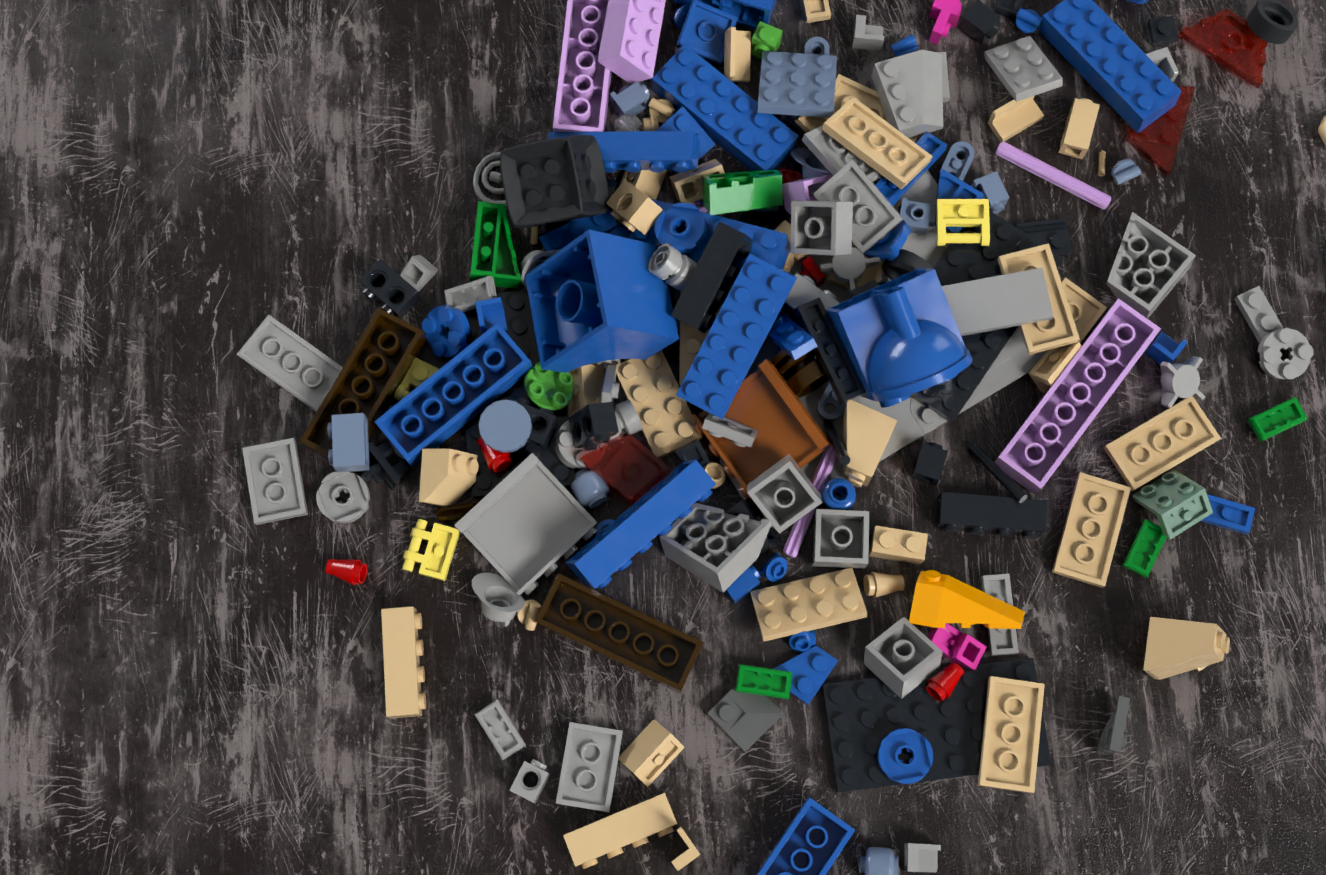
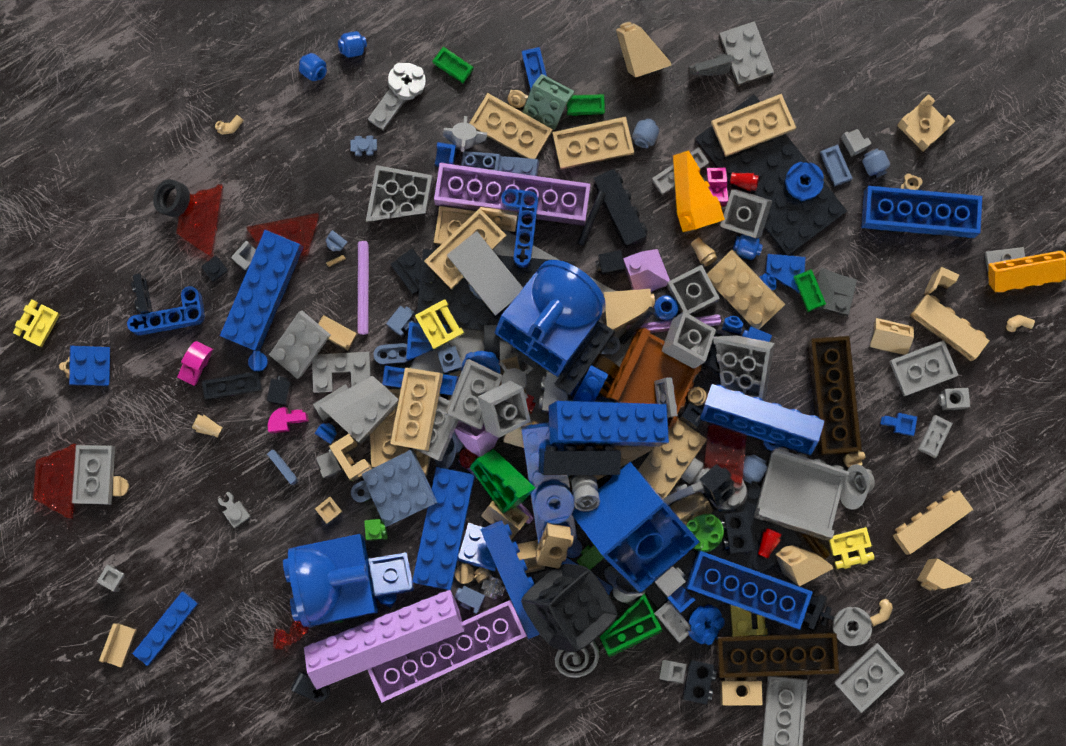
camera: 120 degrees left, 5 degrees up
(332, 630) = (941, 575): none -> tan slope
(334, 543) = (884, 614): none -> tan arm
(348, 570) = (896, 592): red cone -> none
(349, 315) = (752, 696): none -> tan brick
(349, 442) = (823, 637): sand blue brick -> none
(505, 426) = (752, 542): sand blue tile -> none
(518, 316) = (670, 581): none -> light grey brick
(537, 700) = (902, 424): none -> blue plate
(737, 55) = (397, 543): tan panel -> none
(858, 636) = (747, 247): none -> blue head
(861, 46) = (343, 446): none -> tan panel
(896, 501) = (646, 270): none -> lavender slope
(898, 545) = (674, 255): tan brick -> none
(903, 815) = (835, 165): none -> sand blue tile
(982, 92) = (328, 364): none -> light grey plate
(1029, 373) = (522, 229): none -> blue beam
(1070, 598) = (645, 133): none -> sand blue head
(1079, 128) = (321, 286): tan brick -> none
(1110, 788) = (747, 52): none -> light grey plate
(1121, 403) = (500, 163): none -> sand blue slope
(1196, 470) = (517, 98): none -> tan plate
(1229, 260) = (361, 144): none -> sand blue piece

